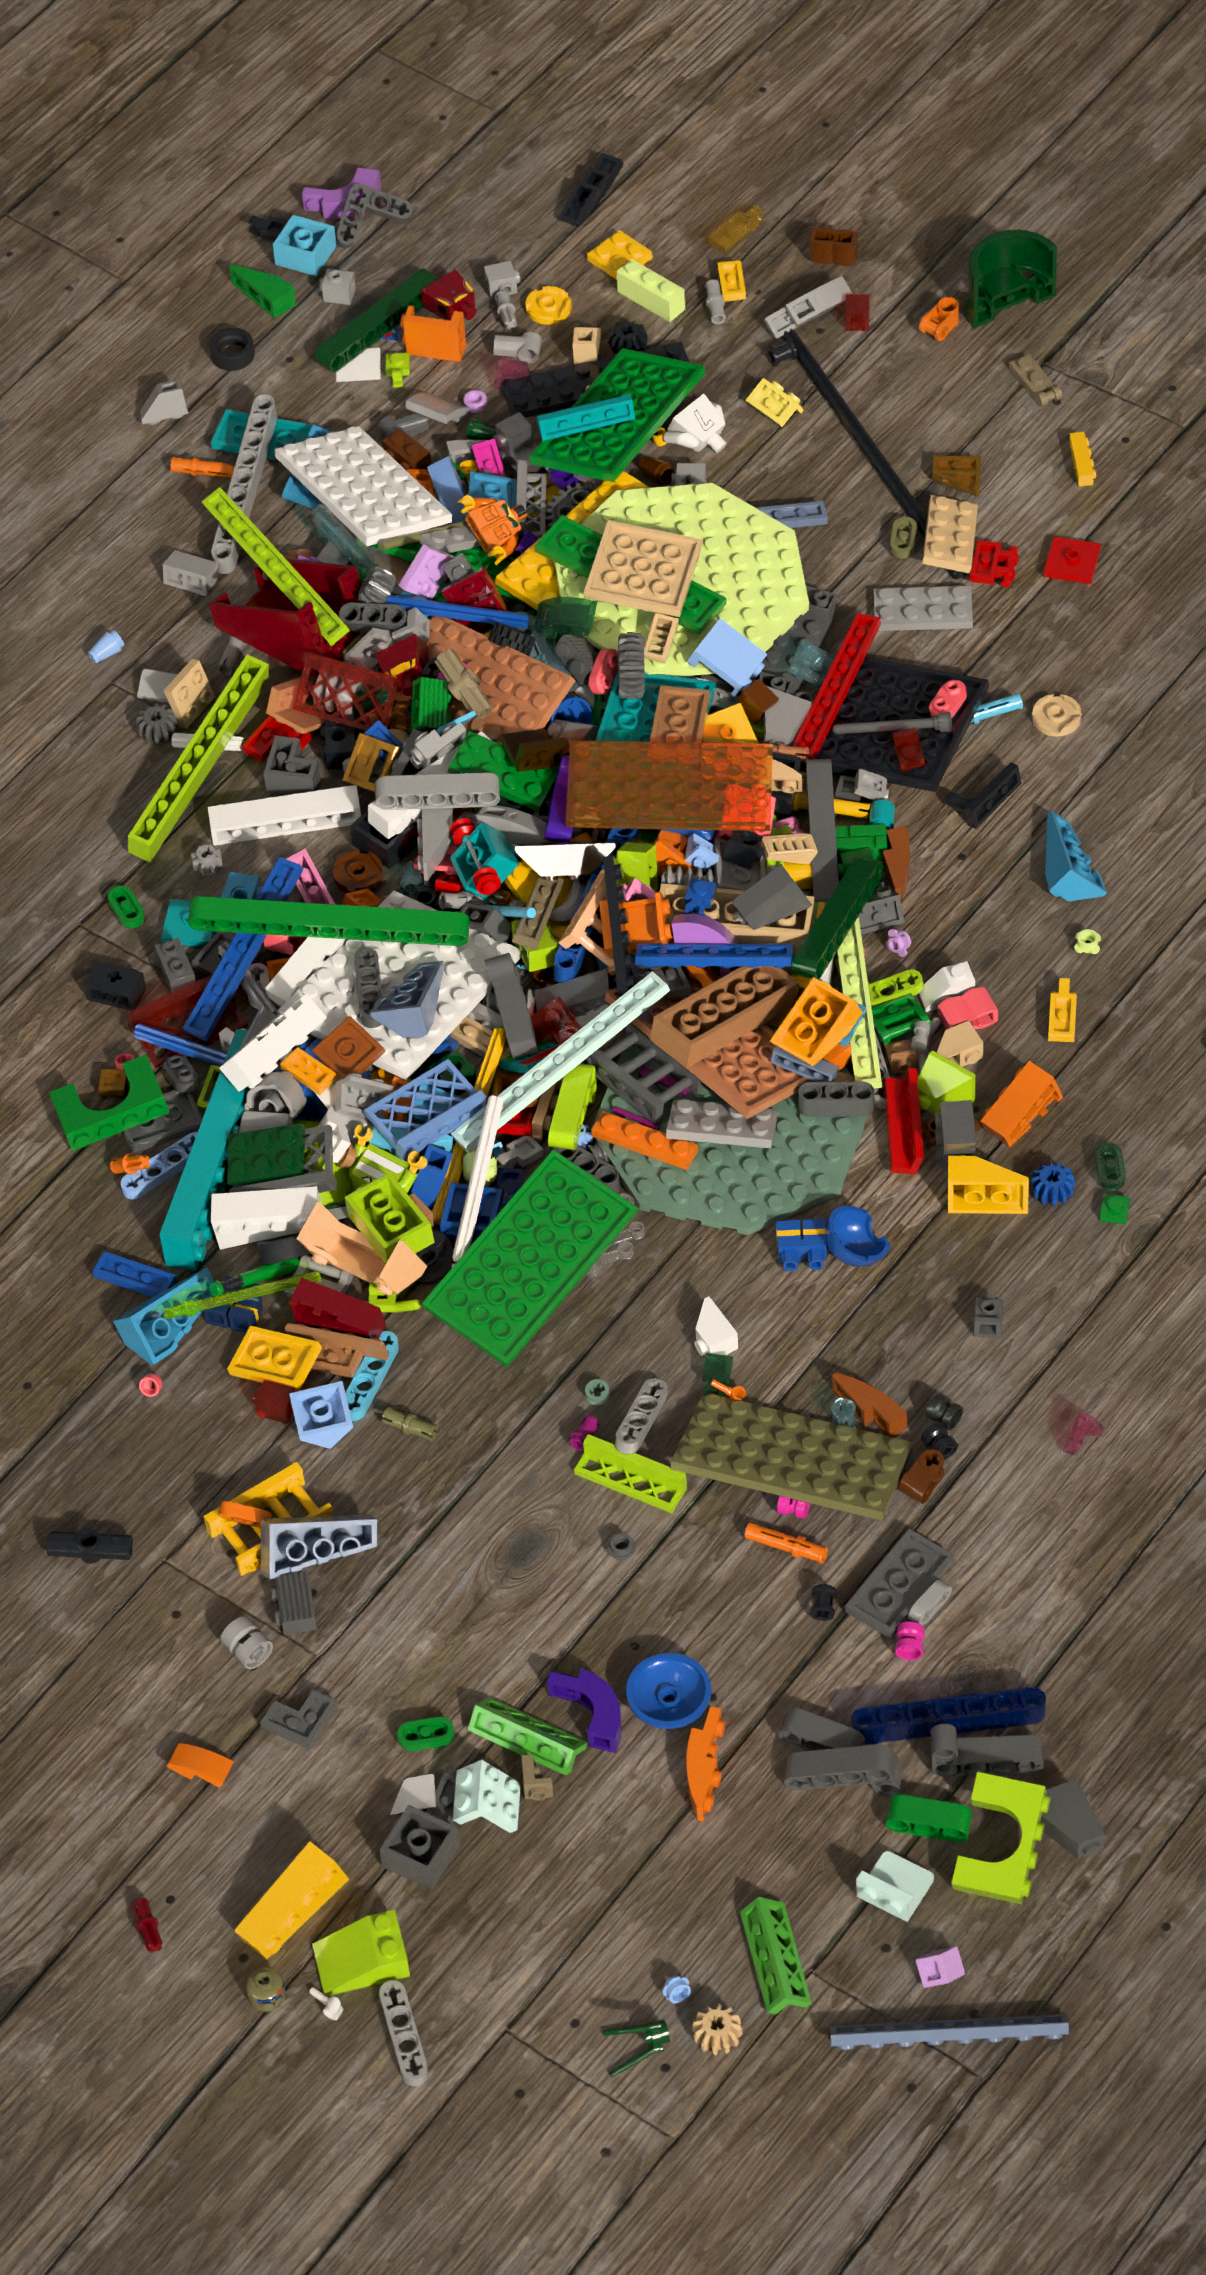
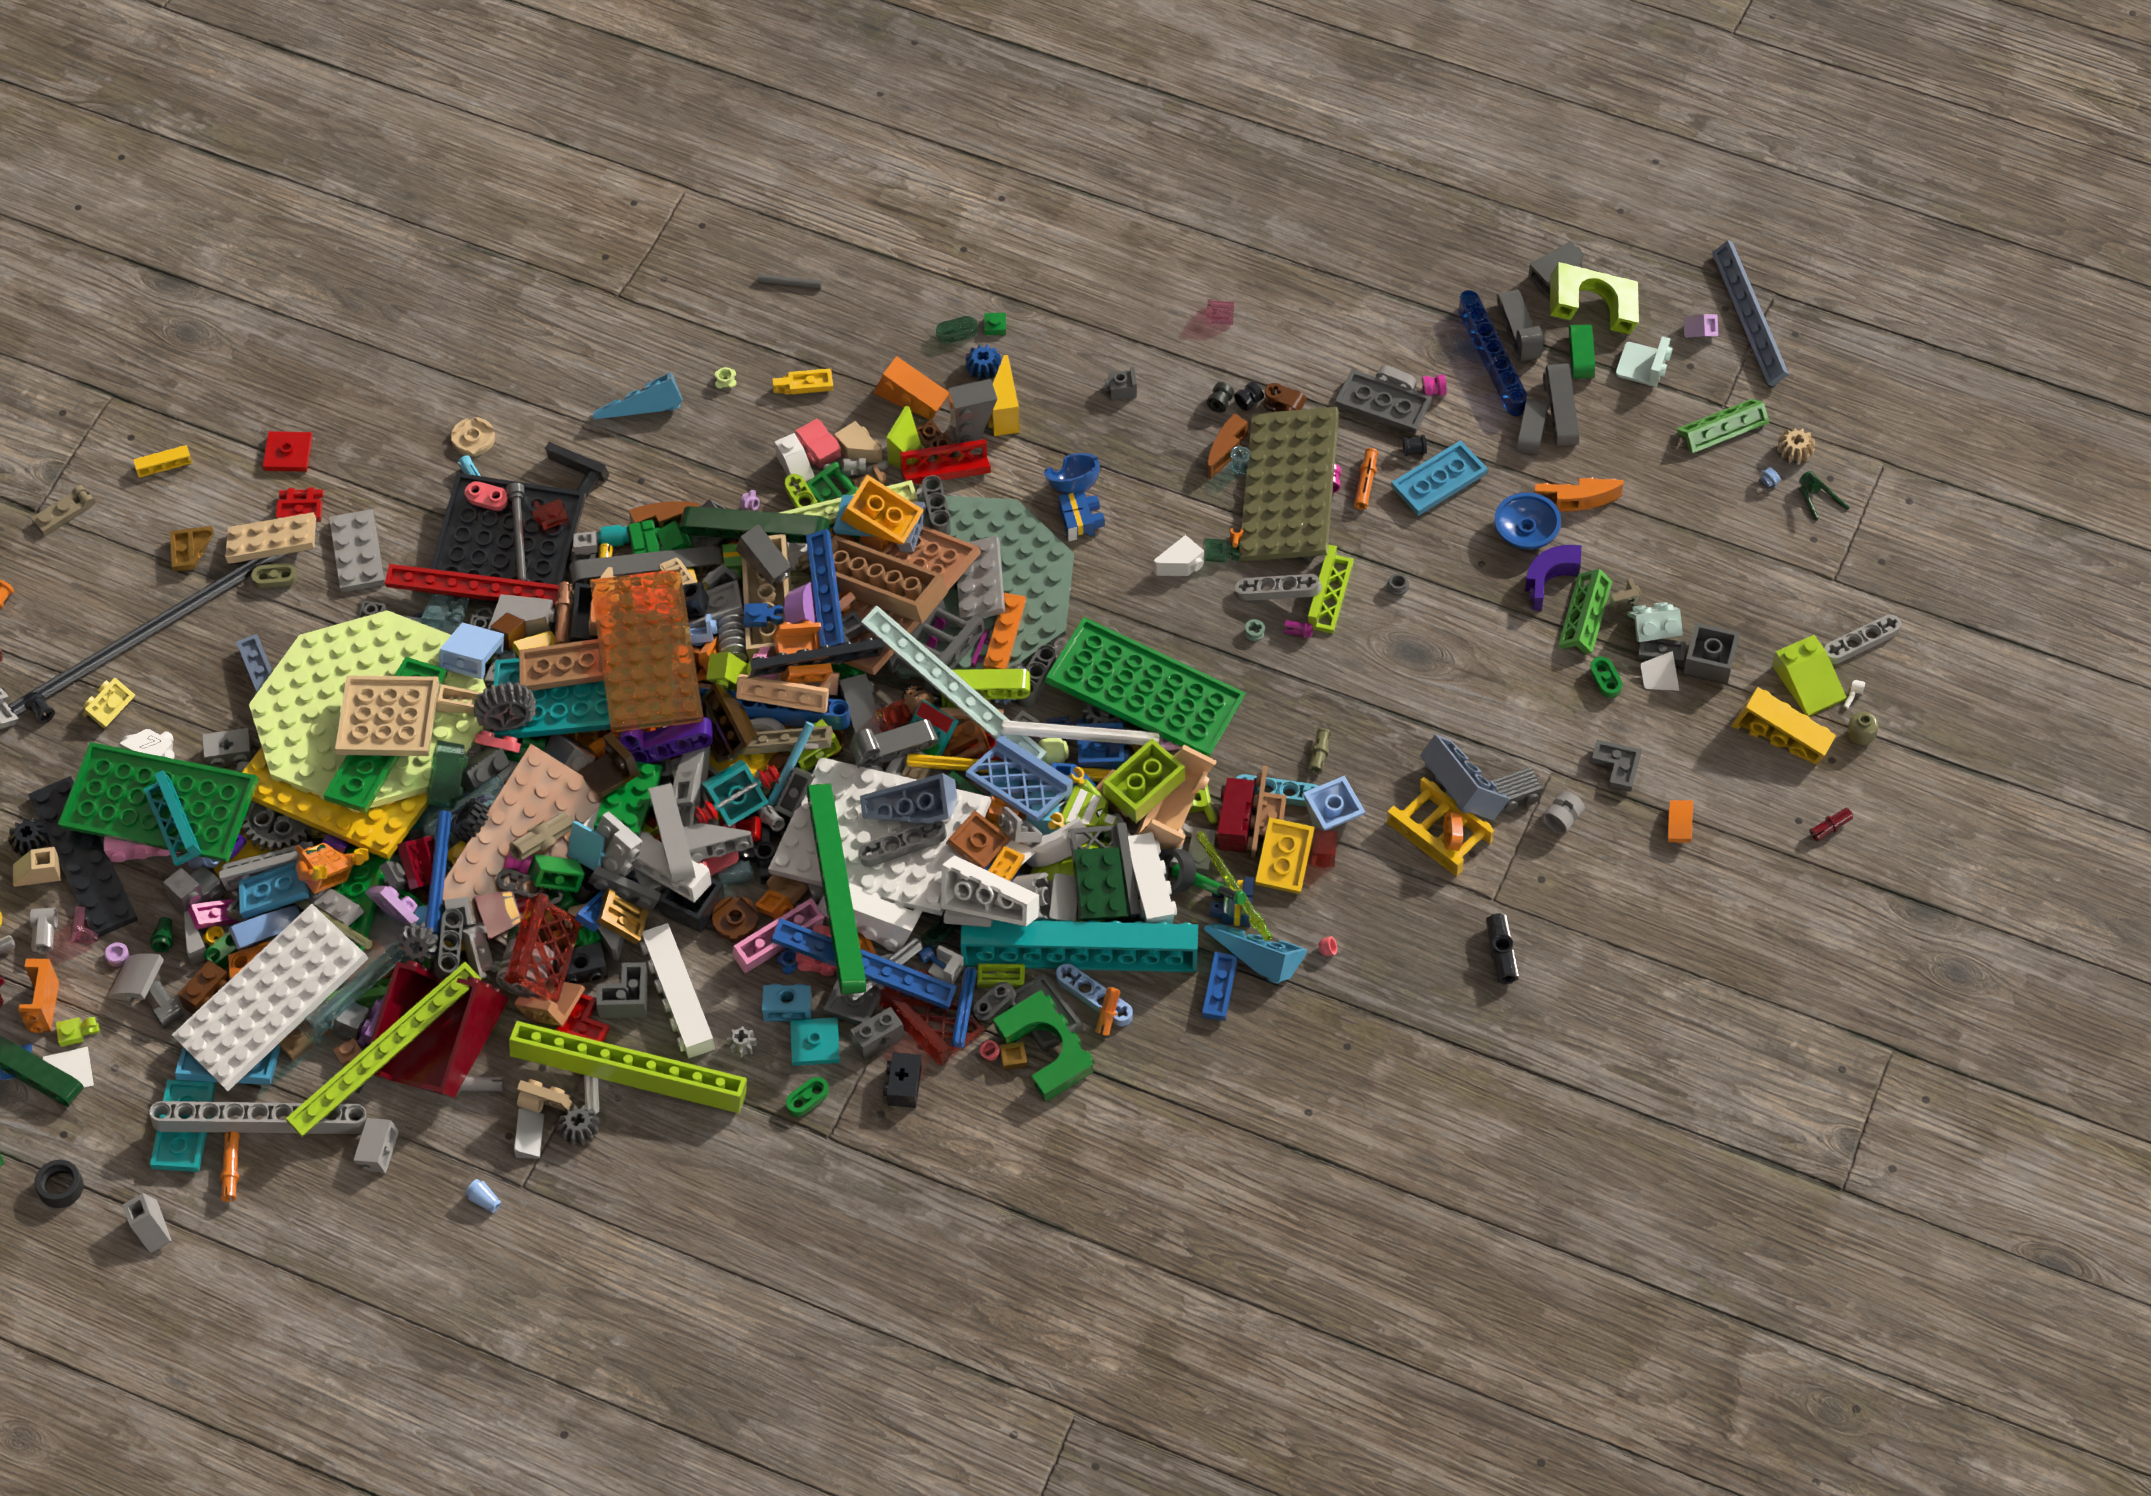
camera: 105 degrees left, 5 degrees up
(767, 1620) = (1439, 478): none -> dark azure plate

